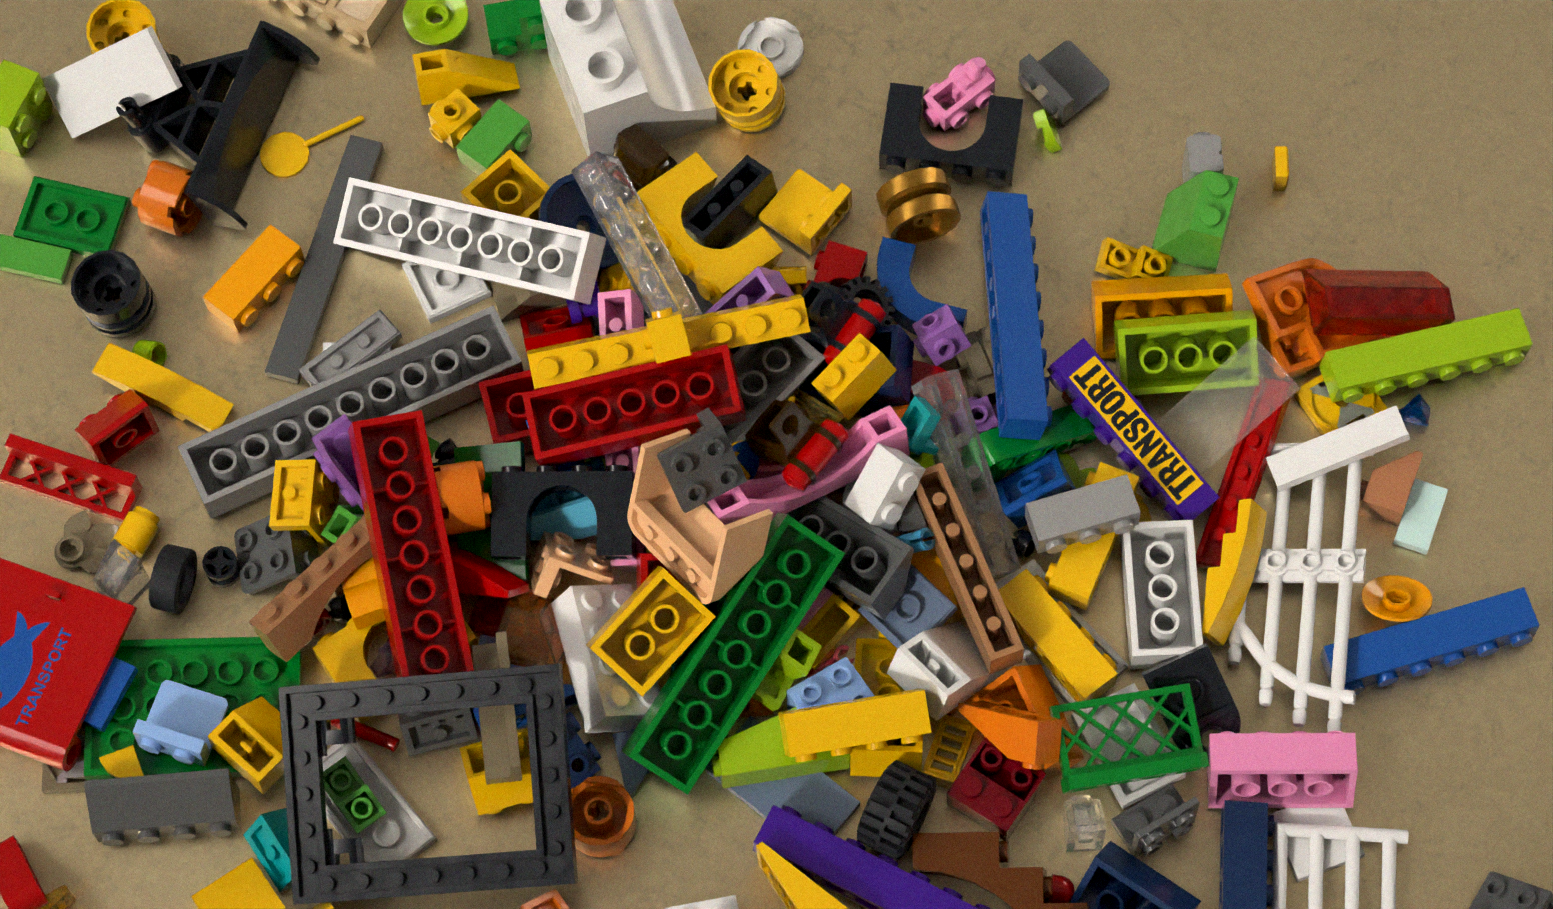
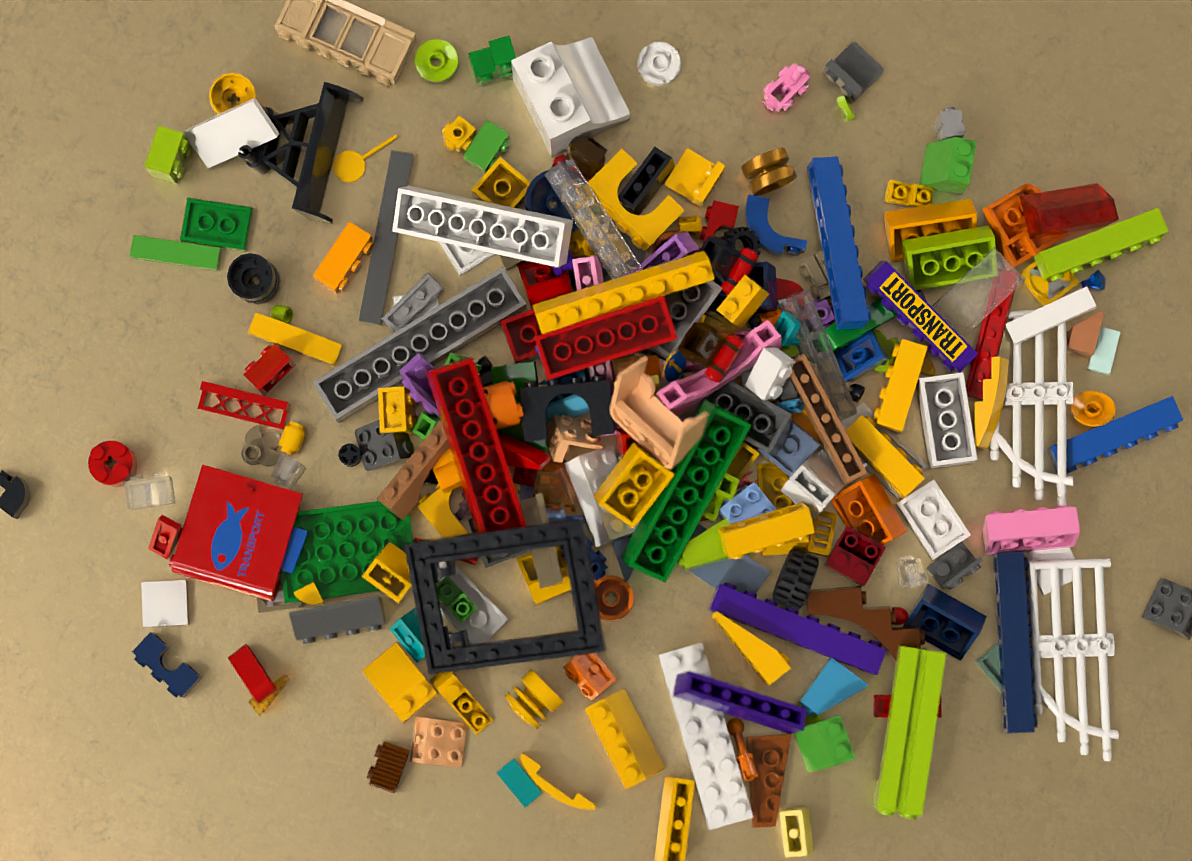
camera: 10 degrees left, 15 degrees up
(163, 200) = (278, 210): orange brick -> none
(173, 578) = (321, 468): black tyre -> none
(181, 723) = (342, 564): light blue bracket -> none
(445, 70) = (452, 102): yellow slope -> none
(666, 335) = (625, 296): yellow brick -> none
(702, 464) = (657, 377): dark grey bracket -> none
(736, 77) = (643, 88): yellow wheel -> none
(940, 335) = (792, 262): medium lavender brick -> none
(986, 161) = (756, 129): black arch -> none
(1017, 732) = (865, 523): orange slope -> none
(1082, 514) = (895, 378): light grey brick -> none
(1137, 768) = (941, 539): green fence -> none
(1210, 694) = (972, 488): black tile -> none
(1280, 168) = (998, 121): yellow tile -> none

